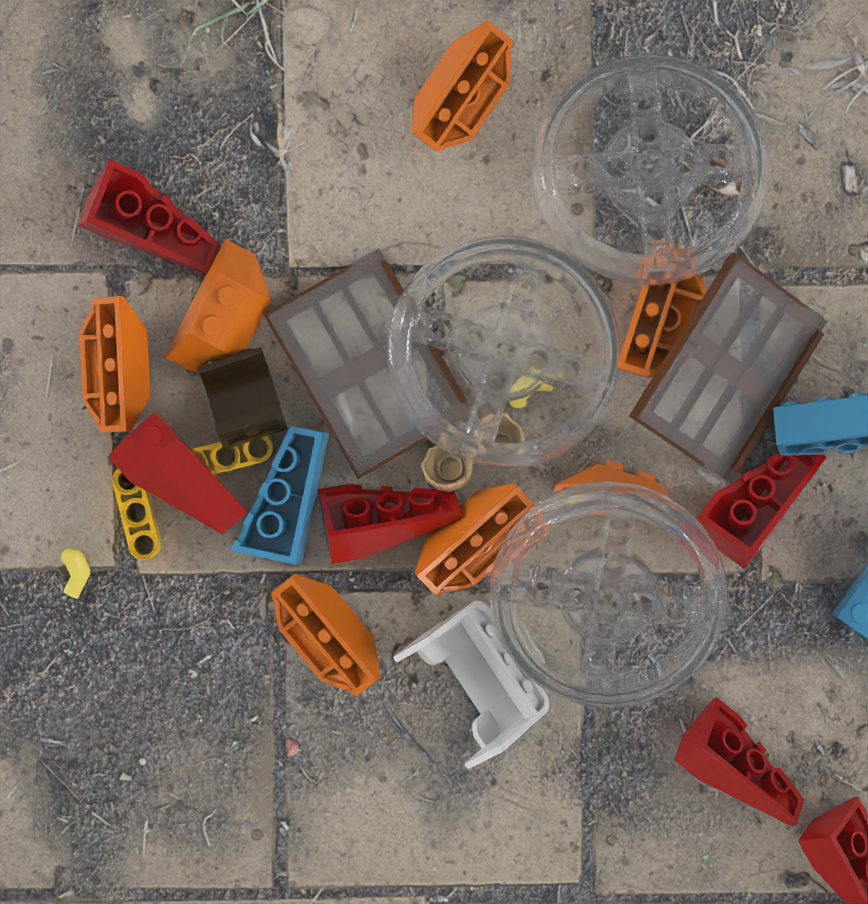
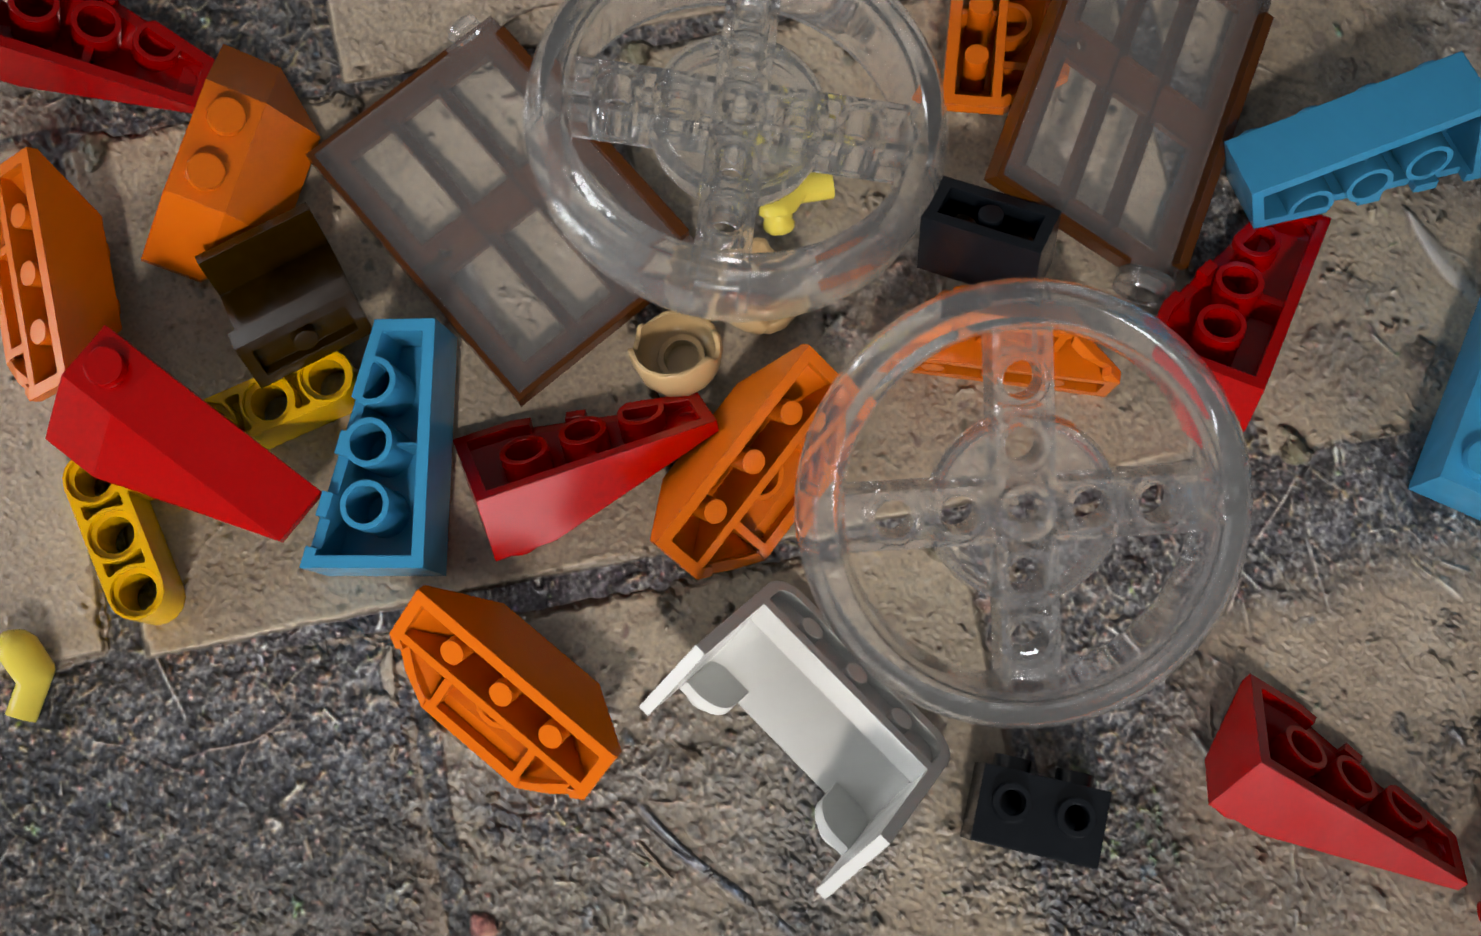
camera: 15 degrees left, 10 degrees down
(586, 746) = (1036, 813): none -> black brick
(626, 444) = (985, 234): none -> black brick

